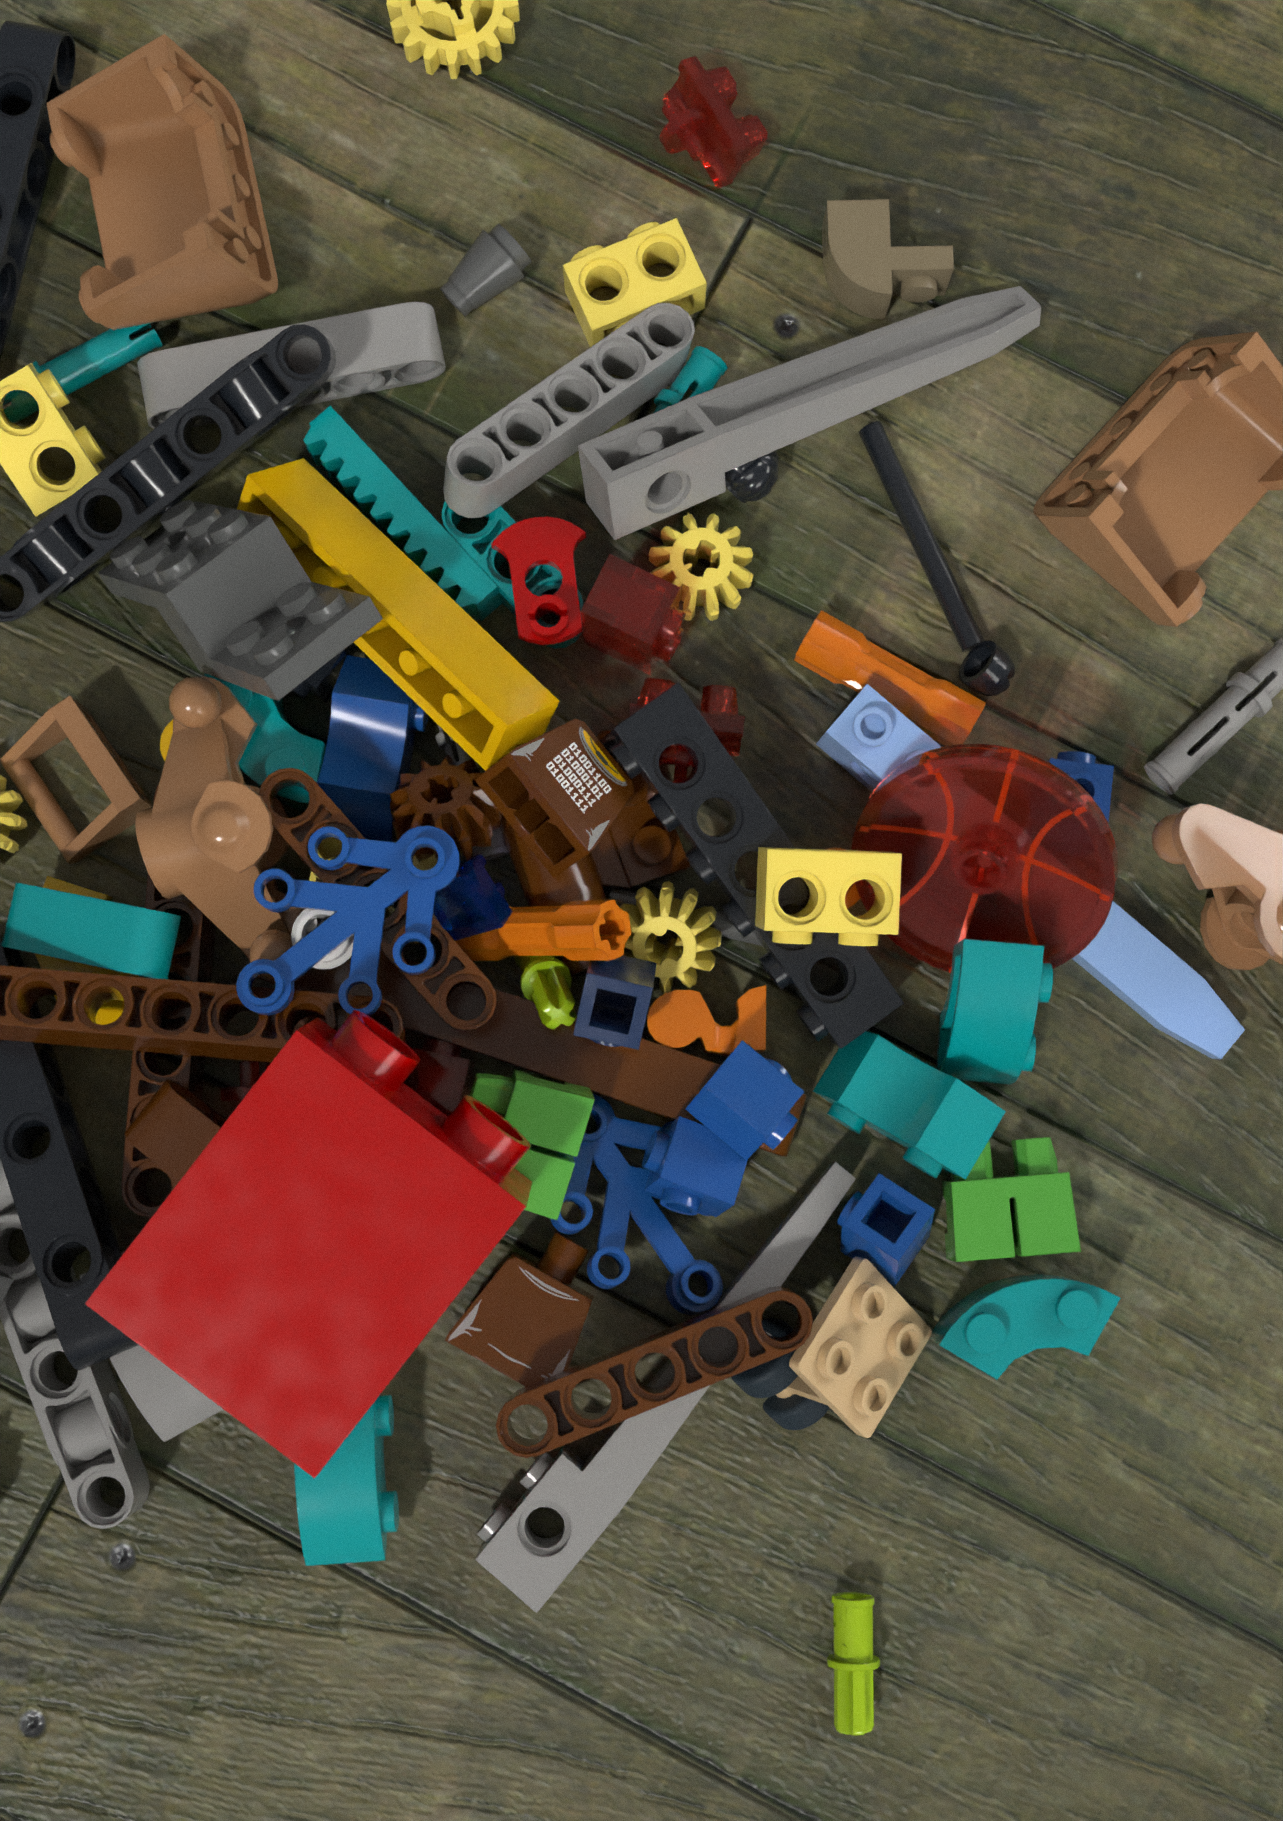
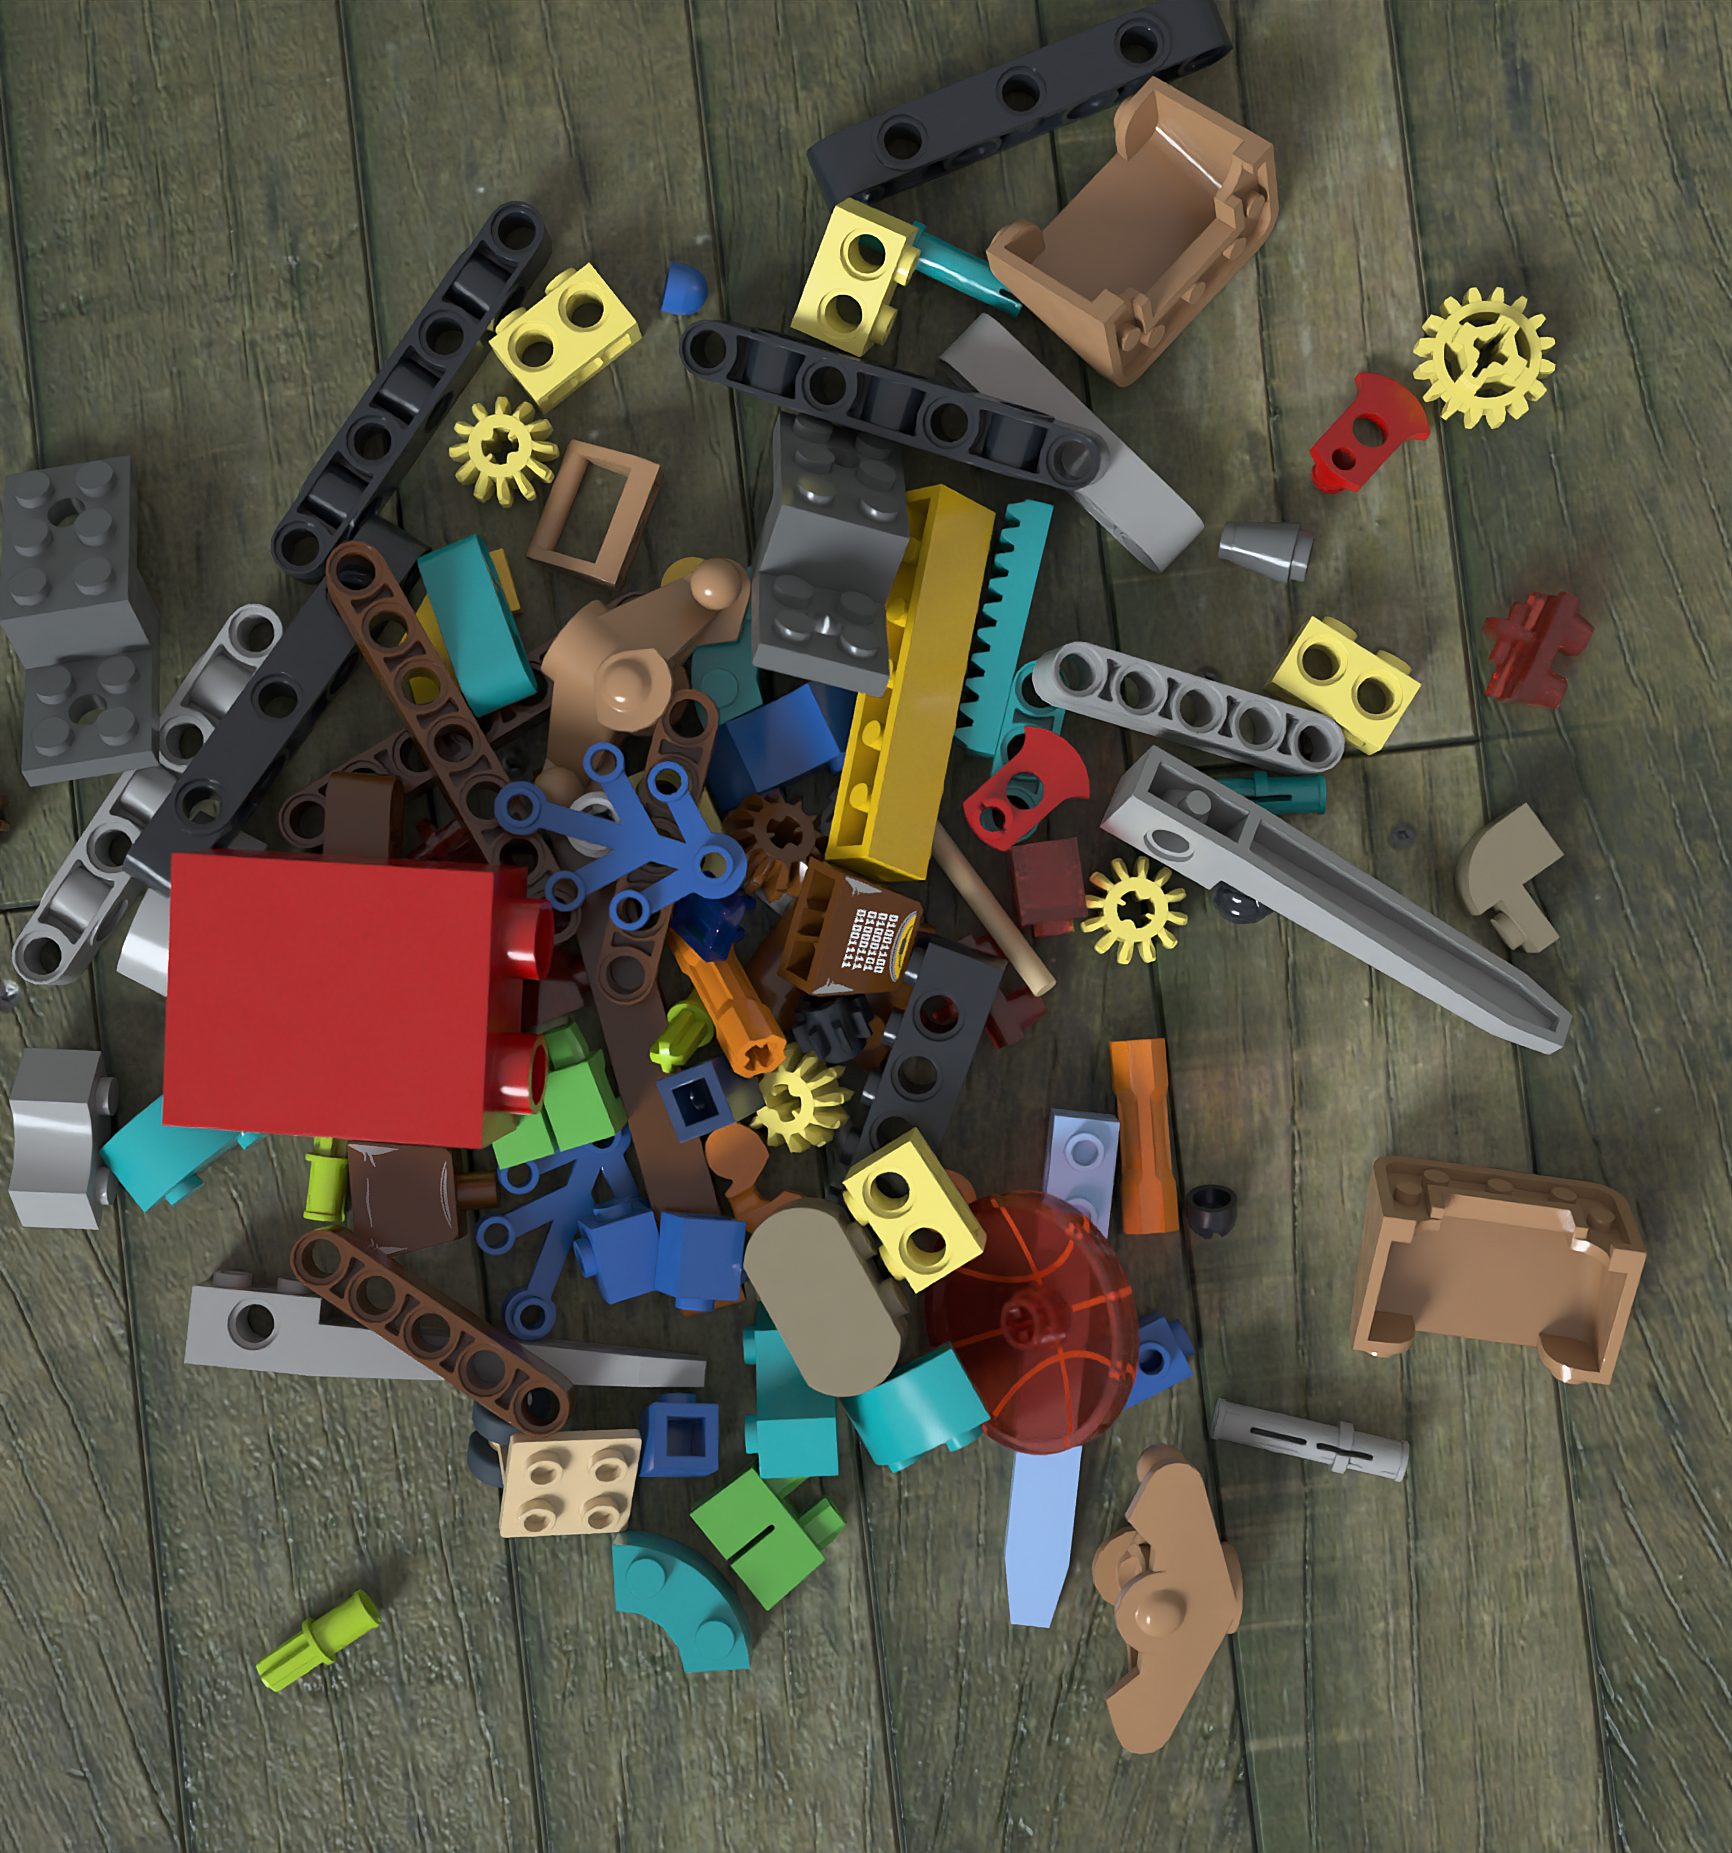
camera: 60 degrees right, 5 degrees up
(261, 1584) = (60, 1124): none -> light grey brick
(454, 166) = (1340, 457): none -> red piece
(459, 1376) = (327, 1180): none -> lime axle
(626, 861) = (833, 1025): none -> black gear
(630, 677) = (990, 913): none -> tan bar
(851, 1014) = (828, 1296): none -> dark tan brick
(921, 536) = (1291, 1077): black bar -> none

